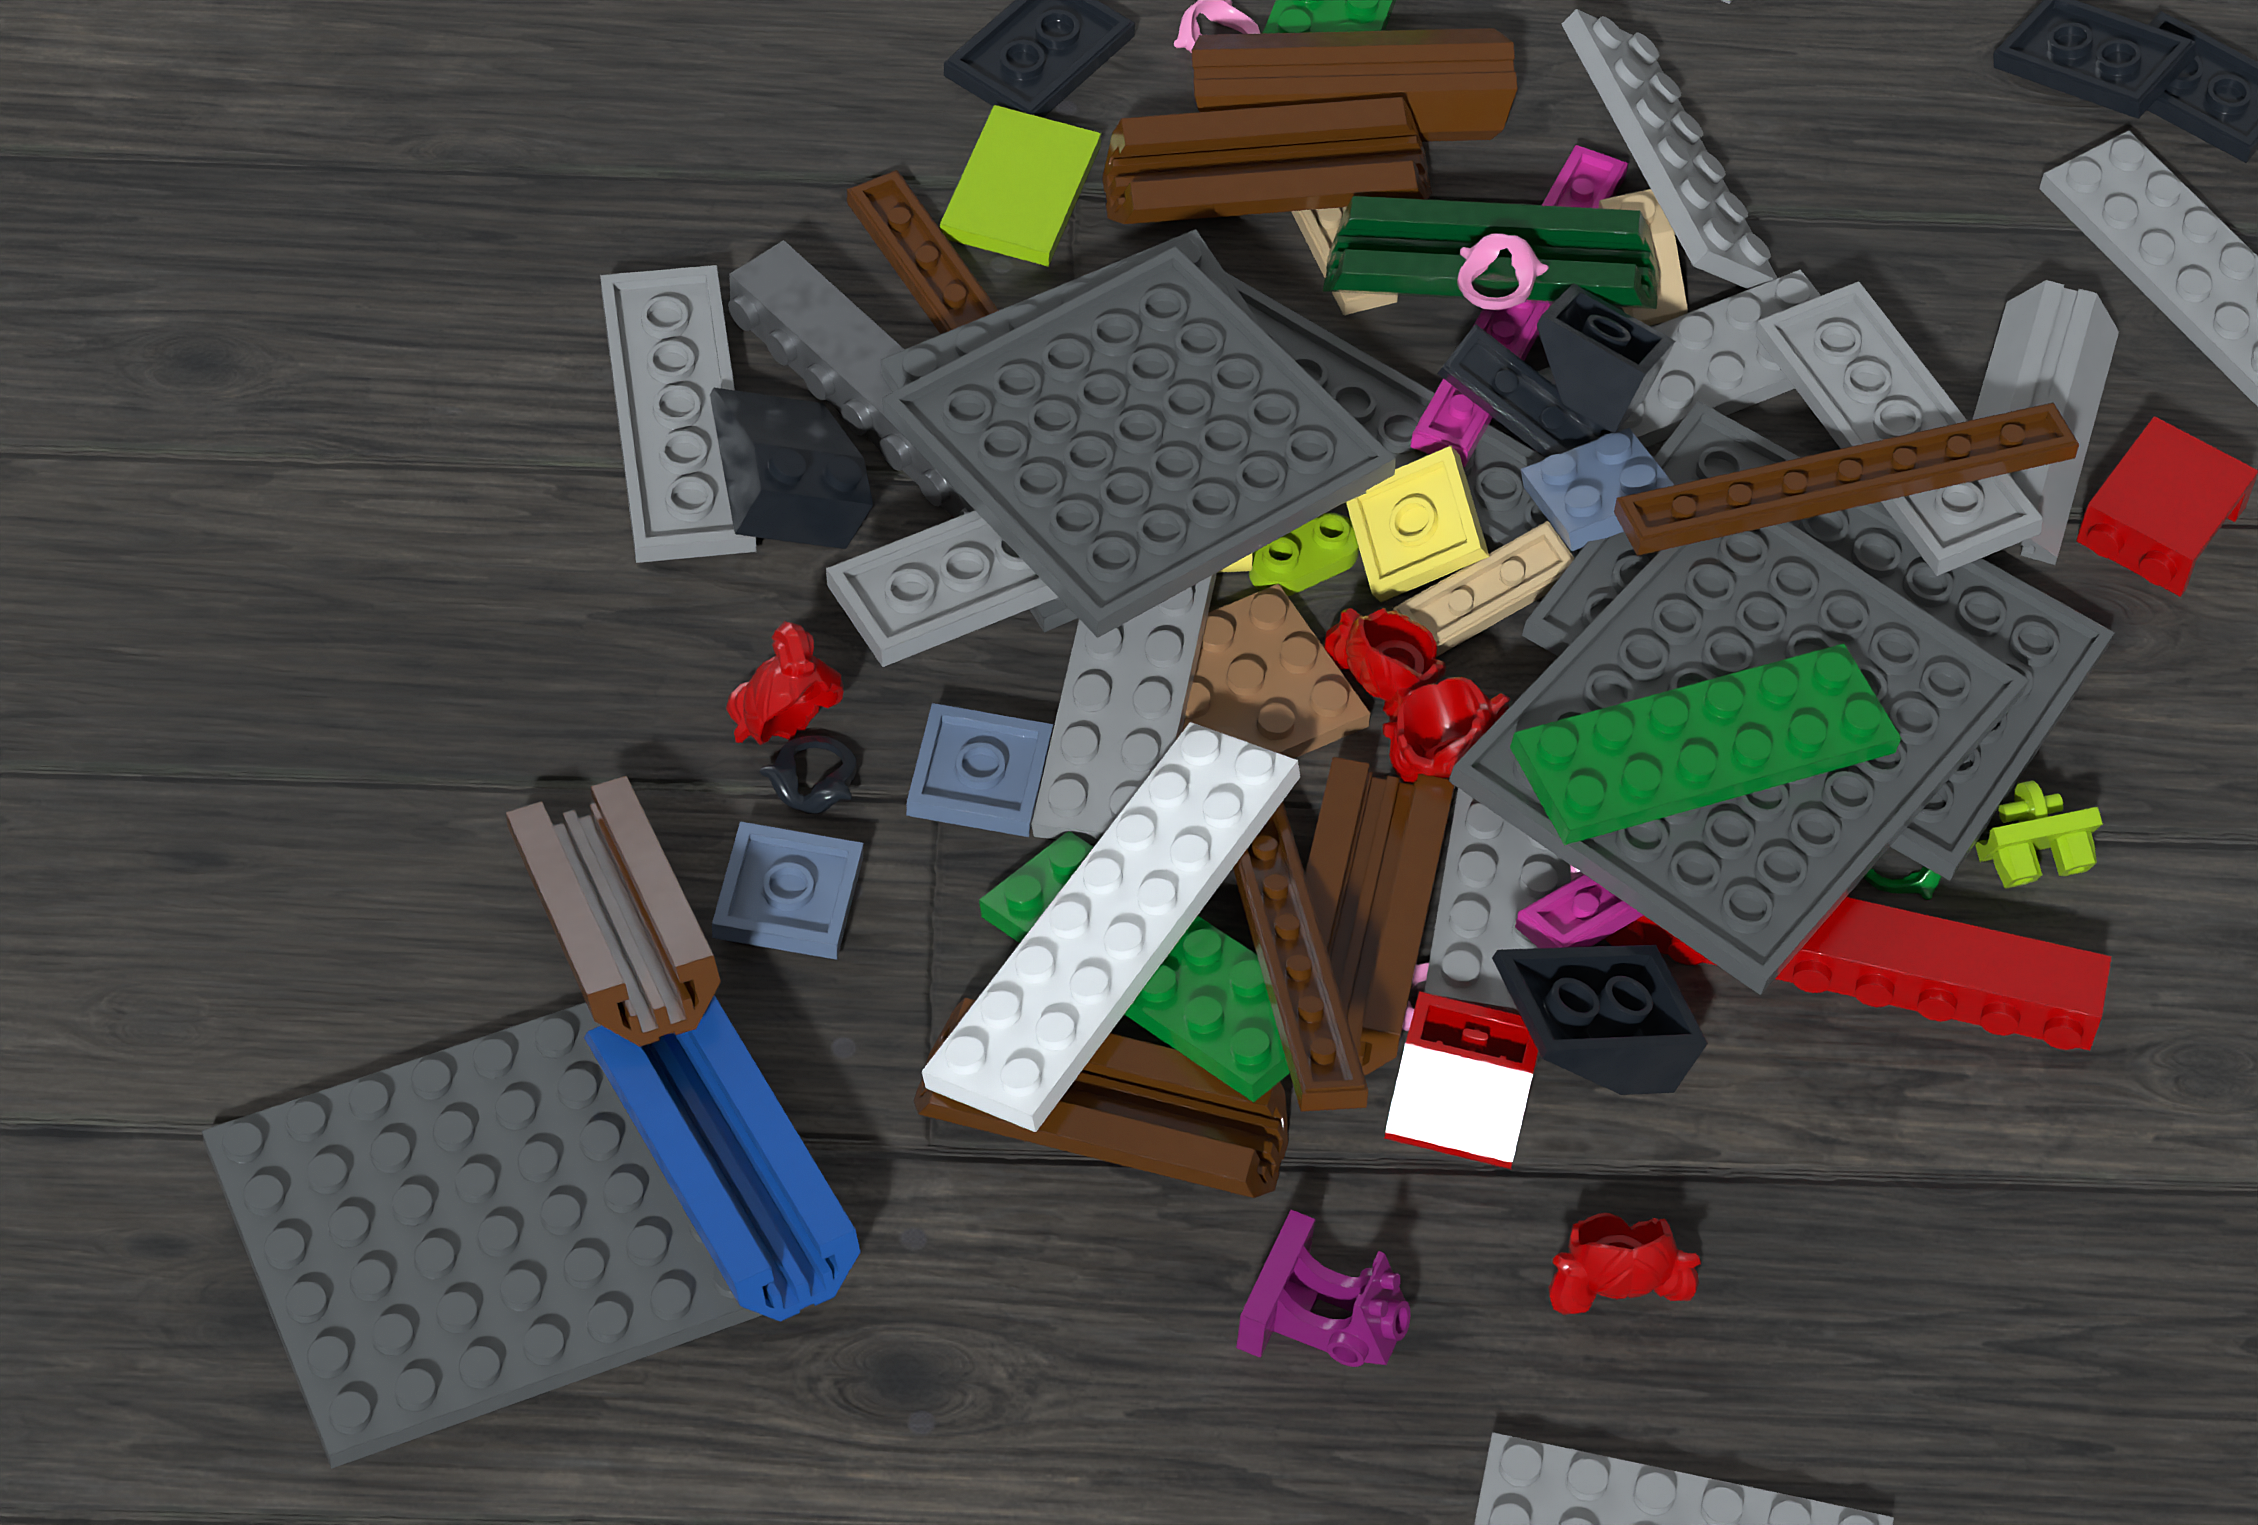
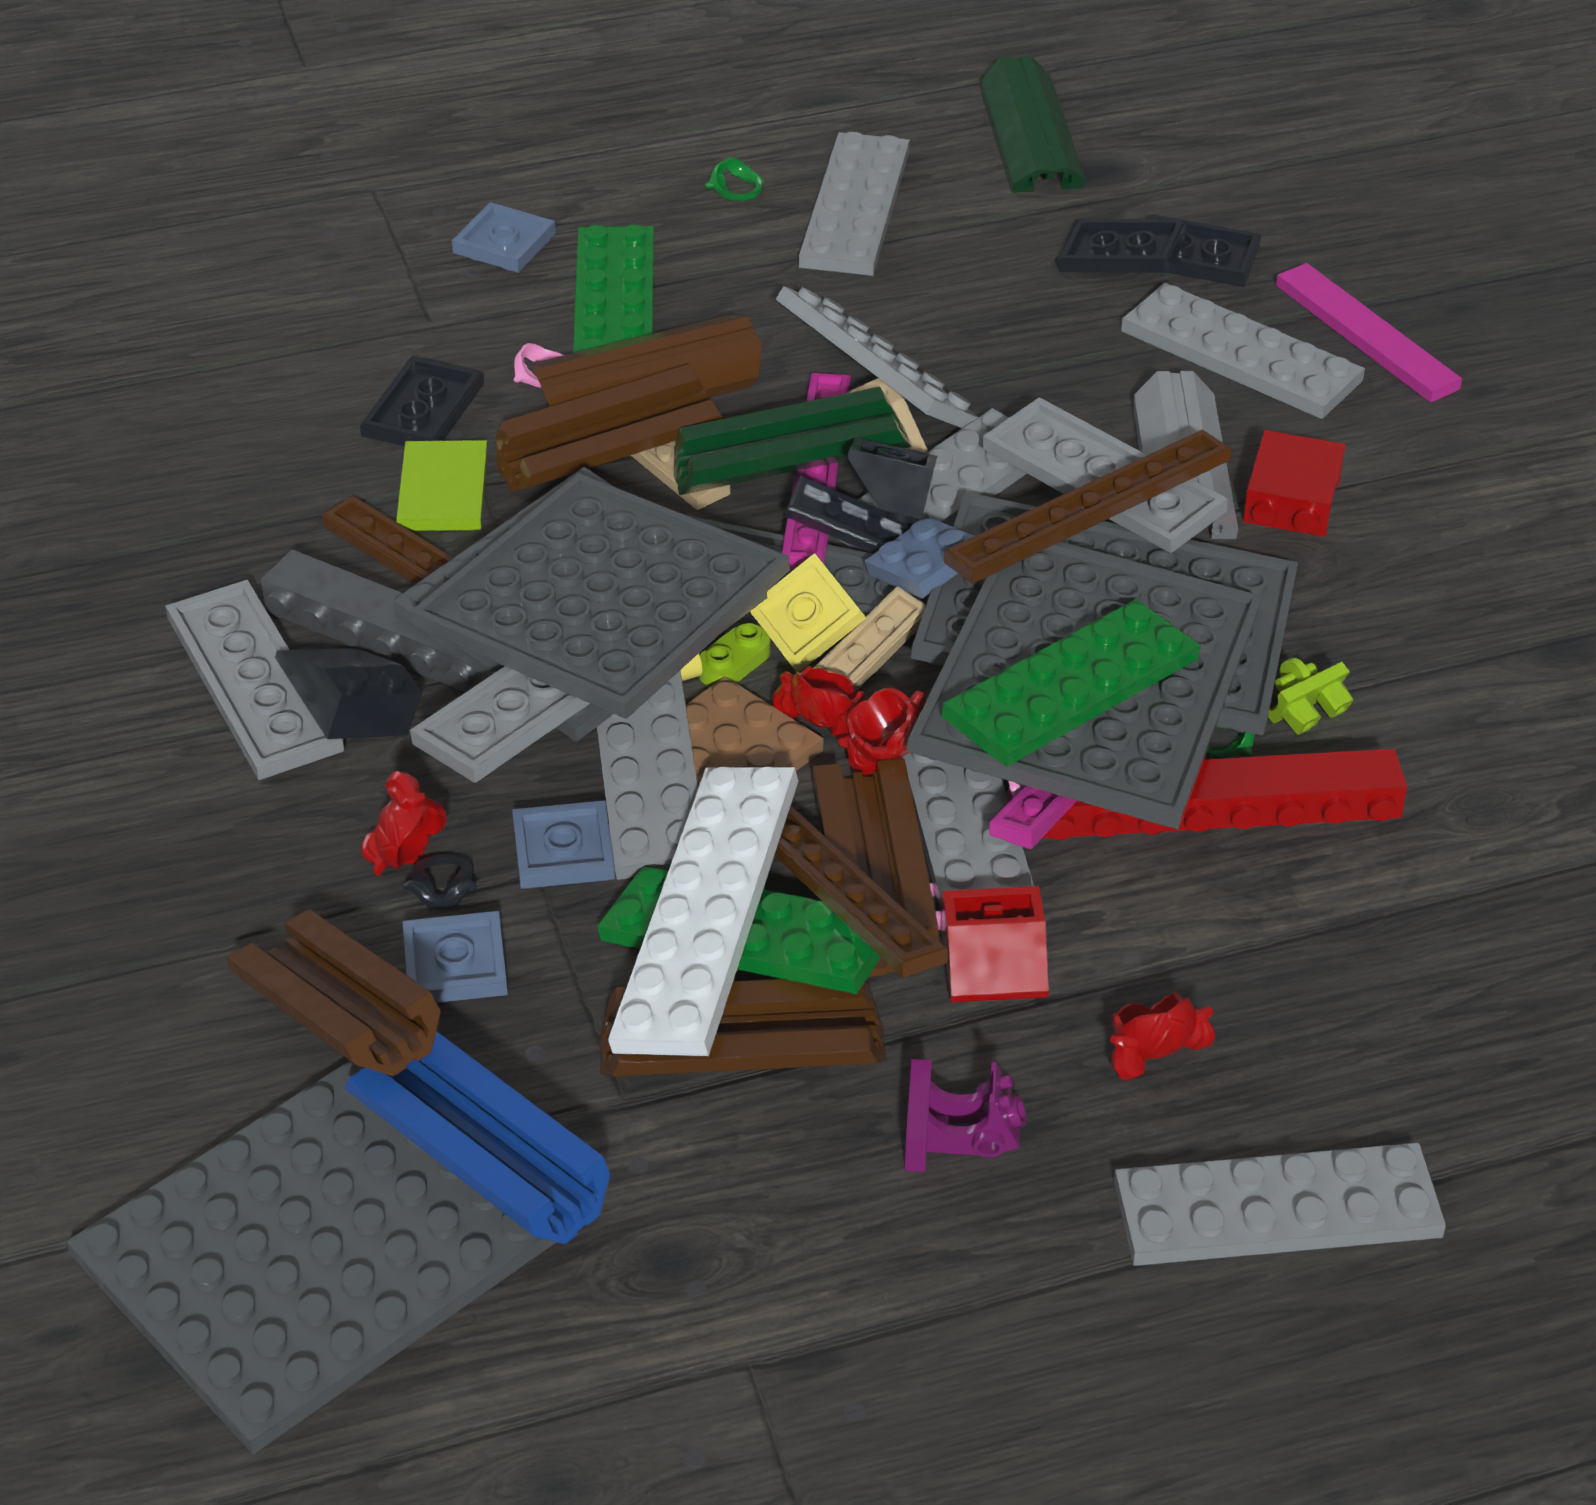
camera: 15 degrees left, 10 degrees down
(1483, 254) = (788, 433): bright pink piece -> none
(1605, 1014) = (1080, 870): black slope -> none

